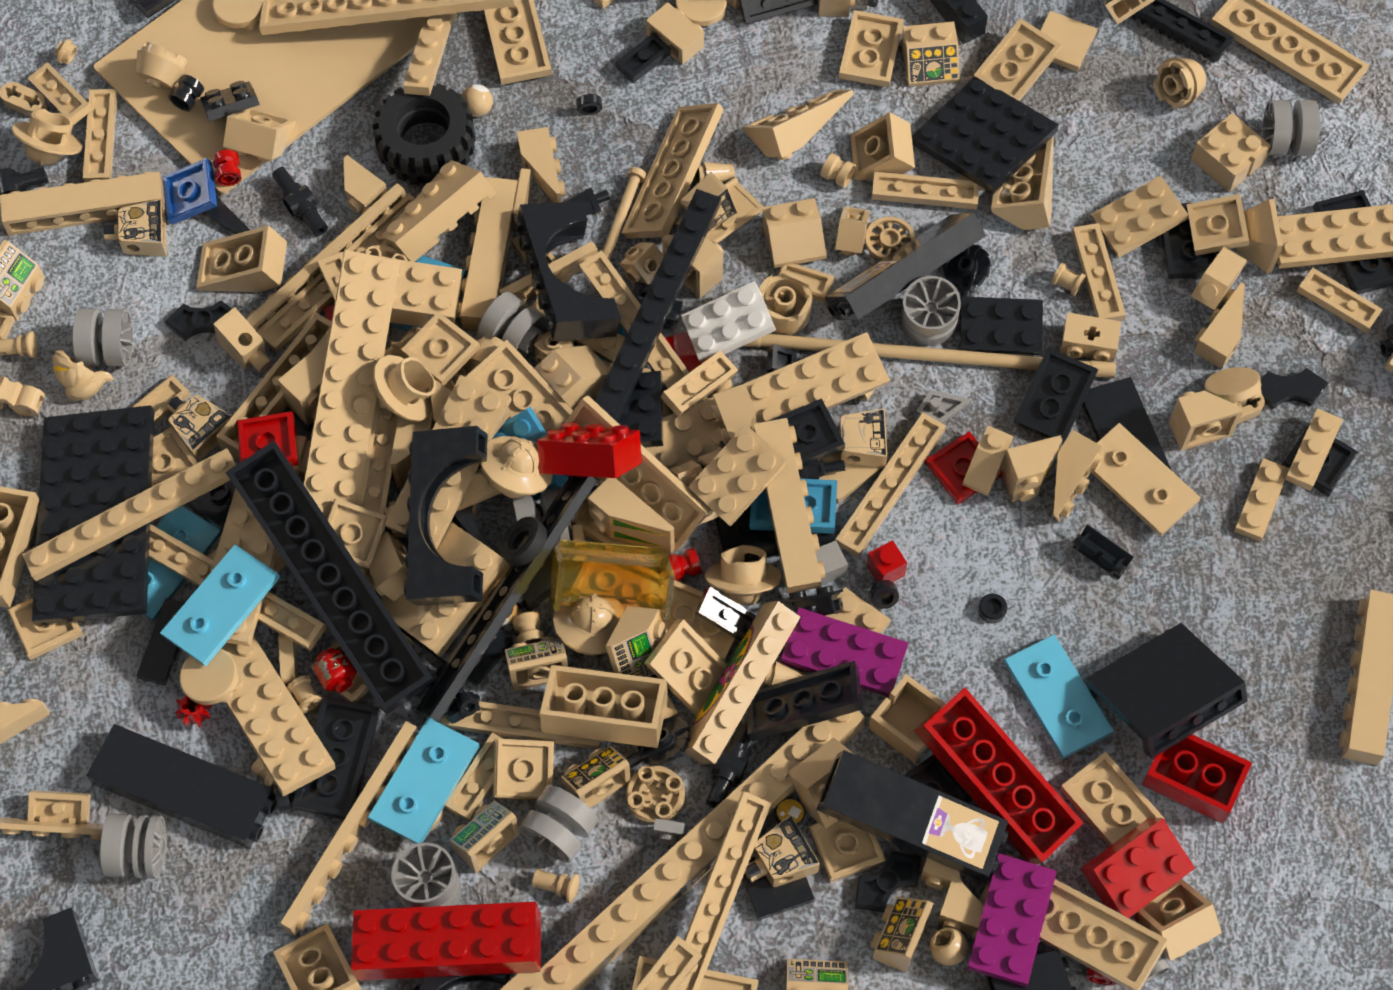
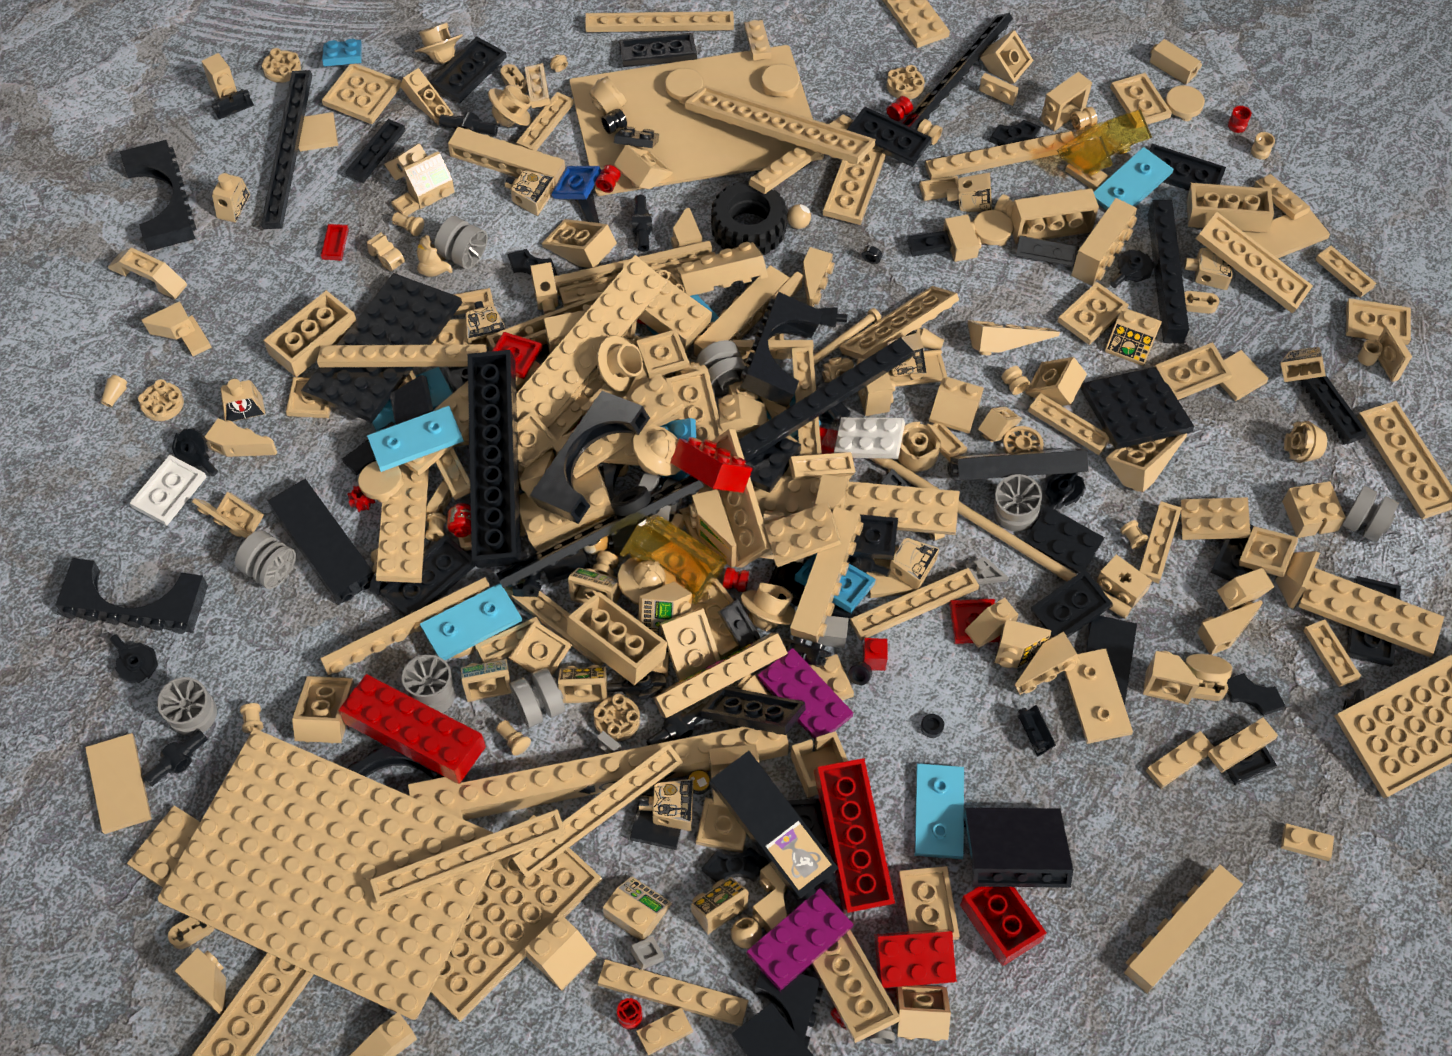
camera: 30 degrees right, 5 degrees down
(181, 563) = (411, 400): none -> black tile

